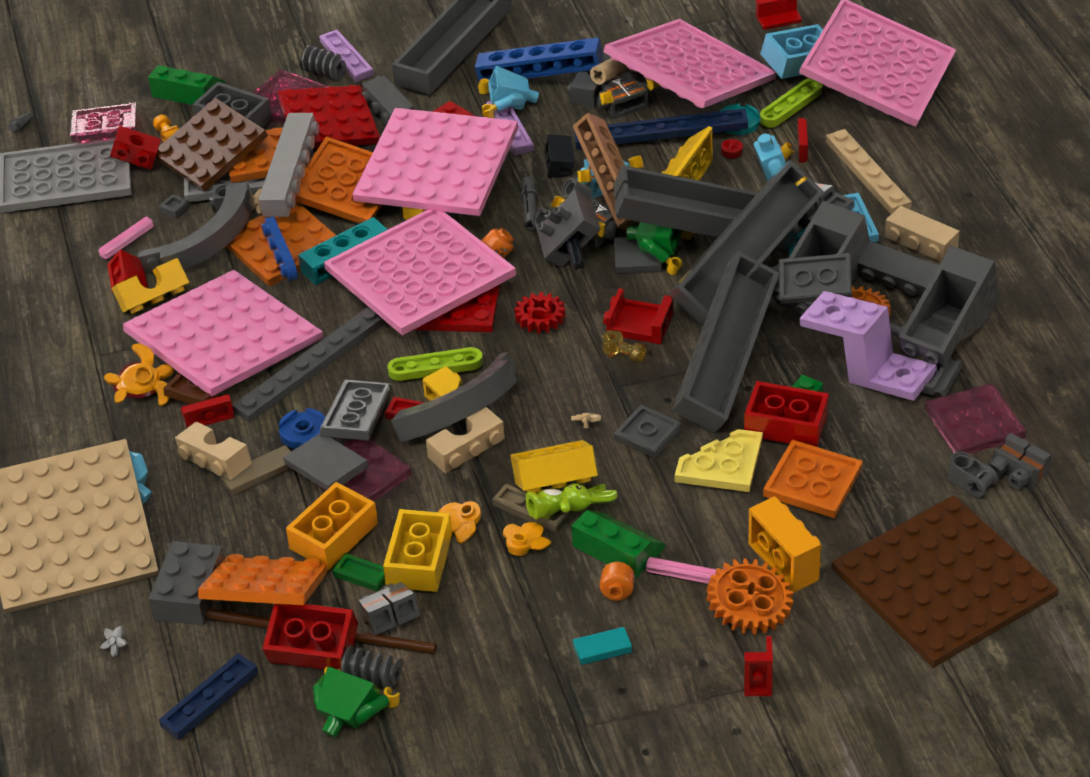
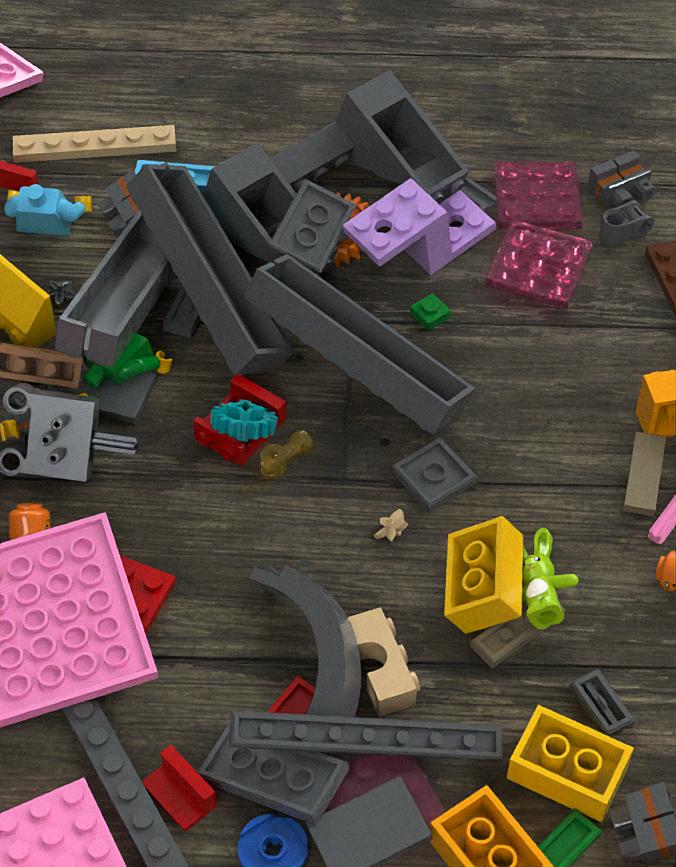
camera: 75 degrees left, 10 degrees up
(332, 376) = (180, 790): none -> red panel
(392, 437) = (365, 736): none -> dark grey tile
(425, 364) = (217, 660): lime plate -> none
(440, 383) = (280, 659): yellow slope -> none
(463, 524) = (512, 713): light orange plate -> none
(488, 568) = (598, 720): none -> dark grey tile
(526, 537) = (570, 647): light orange plate -> none
(540, 312) = (180, 517): red gear -> none
(614, 541) = (614, 555): green slope -> none
(630, 310) = (243, 420): none -> teal gear
(710, 546) = (644, 474): none -> dark tan tile
(723, 463) = (522, 418): light yellow plate -> none
(787, 413) = (481, 336): red brick -> none
(813, 478) = (578, 350): orange plate -> none
(893, 435) = (539, 264): none -> clear pink plate
(920, 233) = (235, 133): tan brick -> none

